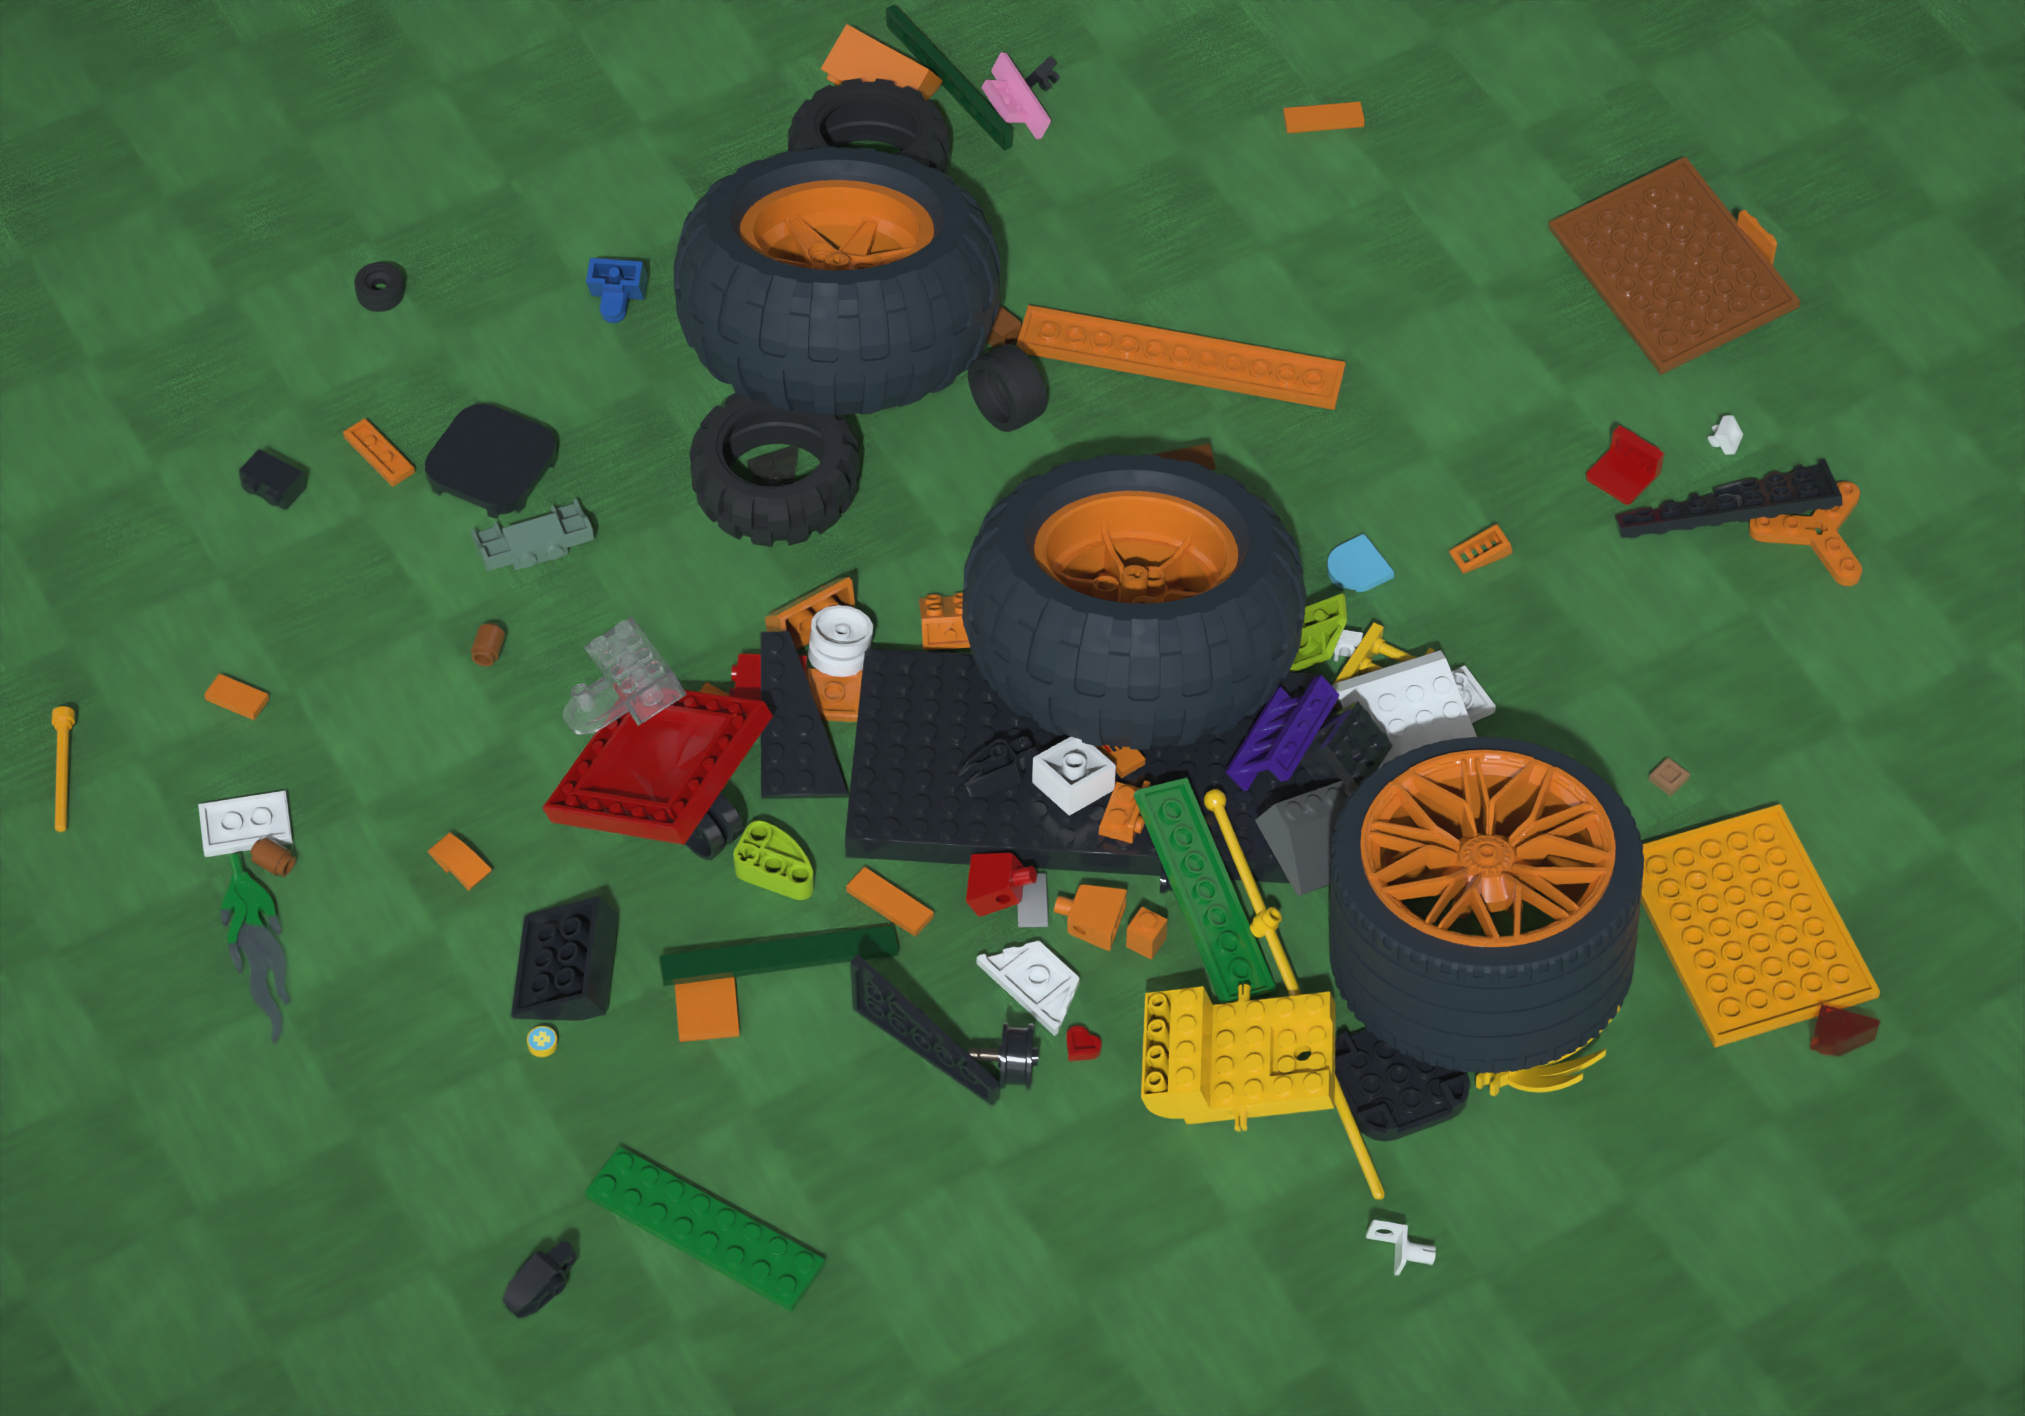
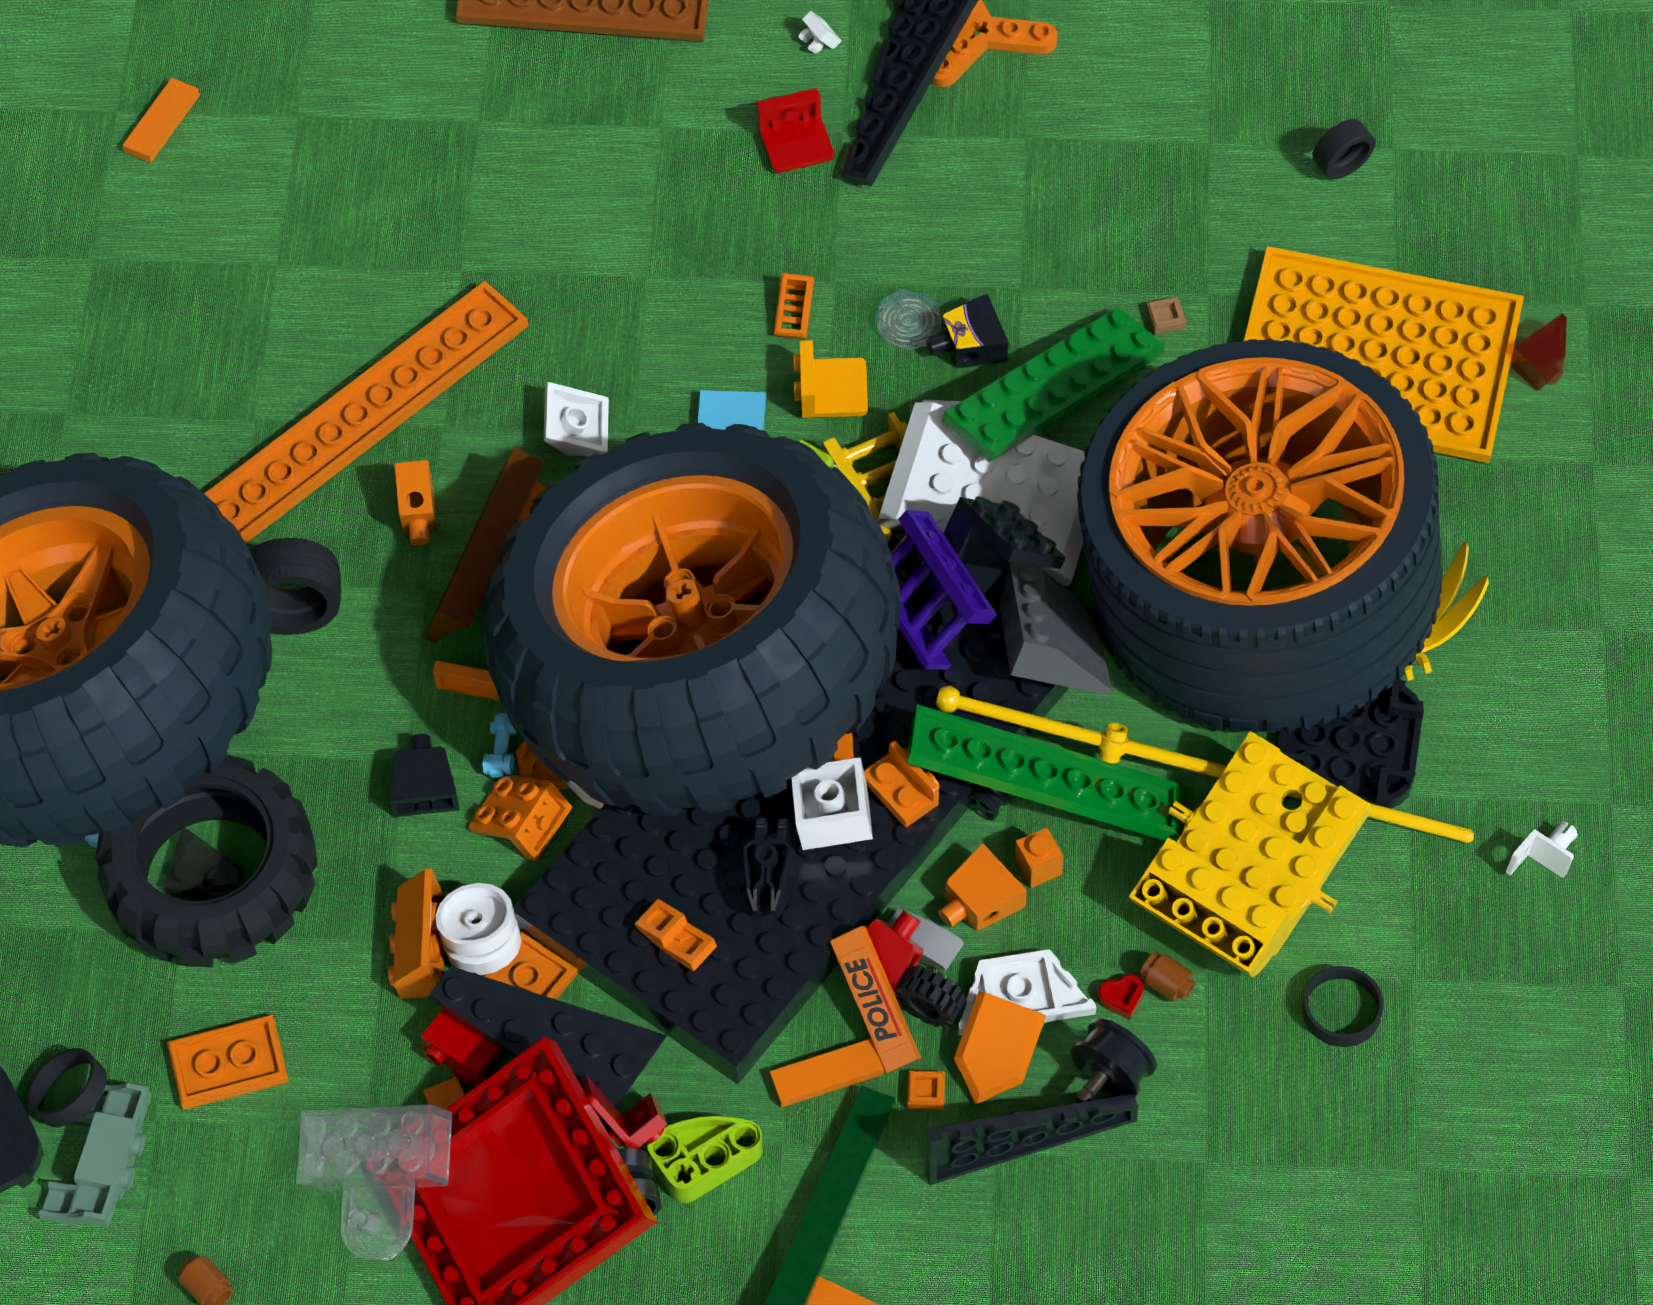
camera: 55 degrees left, 5 degrees up
(563, 480) = (82, 1102): none -> black tyre
(651, 569) = (228, 1062): none -> orange tile
(755, 790) = (637, 1126): none -> red bracket
(911, 745) = (675, 936): none -> orange slope
(920, 966) = (926, 1090): none -> orange tile
(931, 550) = (422, 780): none -> black torso
(957, 892) = (875, 999): none -> orange tile
(980, 986) = (997, 1045): none -> orange tile
(985, 924) = (930, 996): none -> black tyre
(1113, 1061) = (1167, 977): none -> dark orange brick
(1137, 422) = (416, 500): none -> orange torso
(1182, 1157) = (1357, 976): none -> black tyre
(1278, 475) = (575, 421): none -> white slope
(1430, 603) = (830, 385): none -> light orange bracket
(1500, 713) = (1052, 384): none -> green plate
(1530, 623) = (908, 319): none -> clear light blue tile
(1545, 664) = (971, 335): none -> black torso
(1911, 793) = (1344, 149): none -> black tyre

